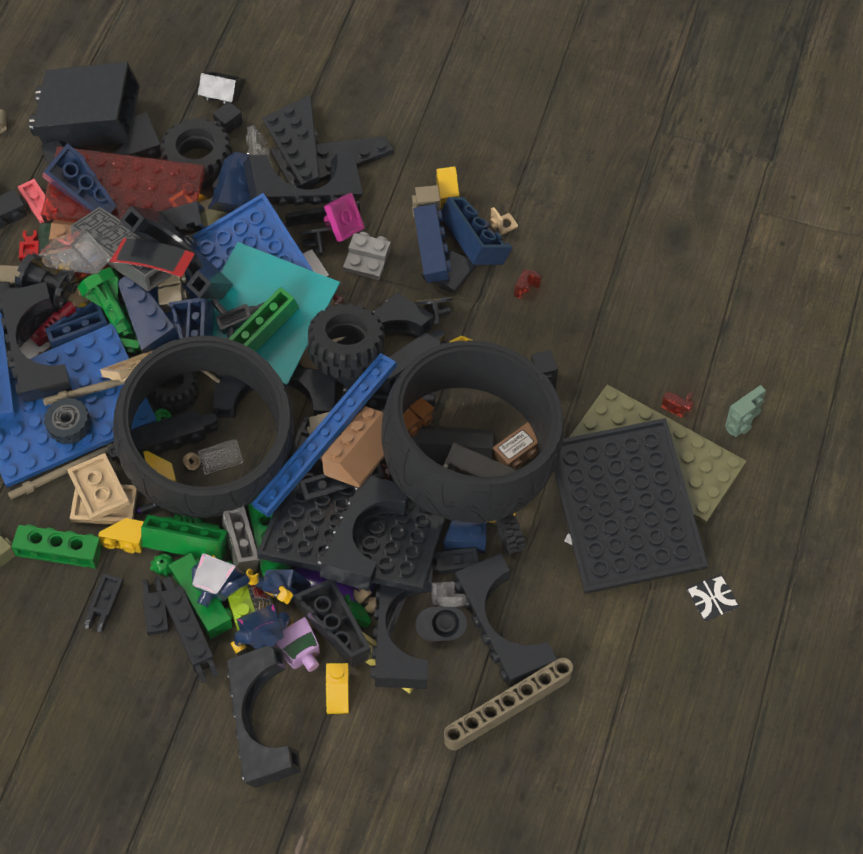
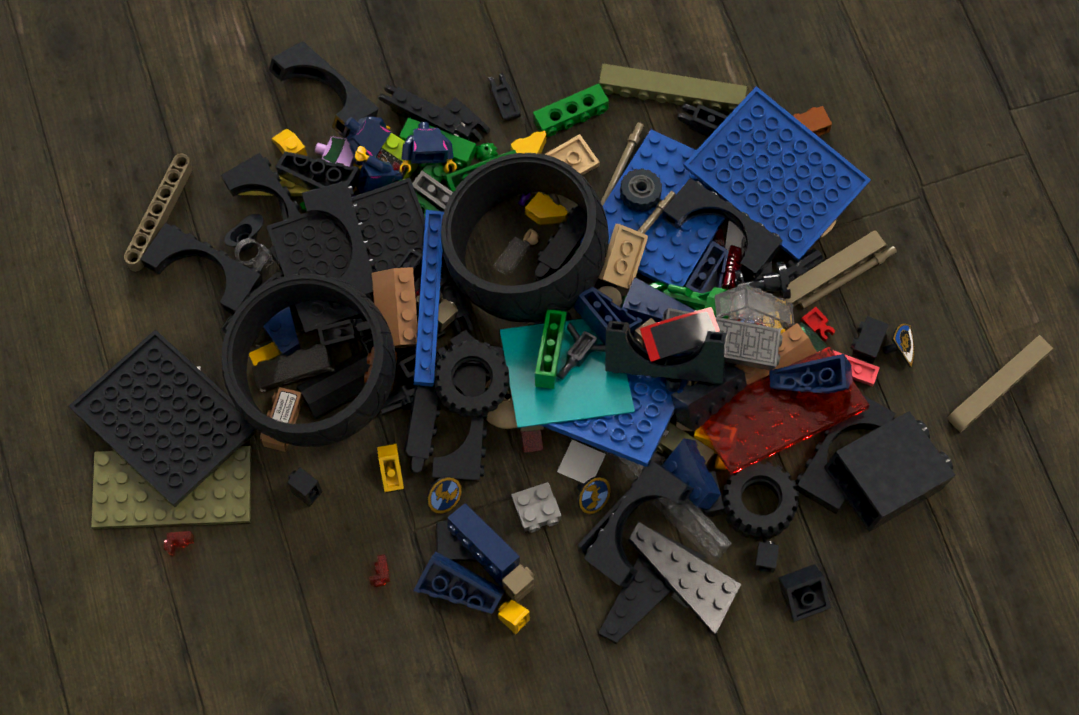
camera: 145 degrees right, 10 degrees up
(98, 487) = (585, 161): tan plate -> none
(343, 217) = (578, 517): dark pink tile -> none
(497, 222) = (446, 616): tan bracket -> none
(712, 597) = (56, 396): sticker -> none
(744, 411) = (115, 558): sand green plate -> none

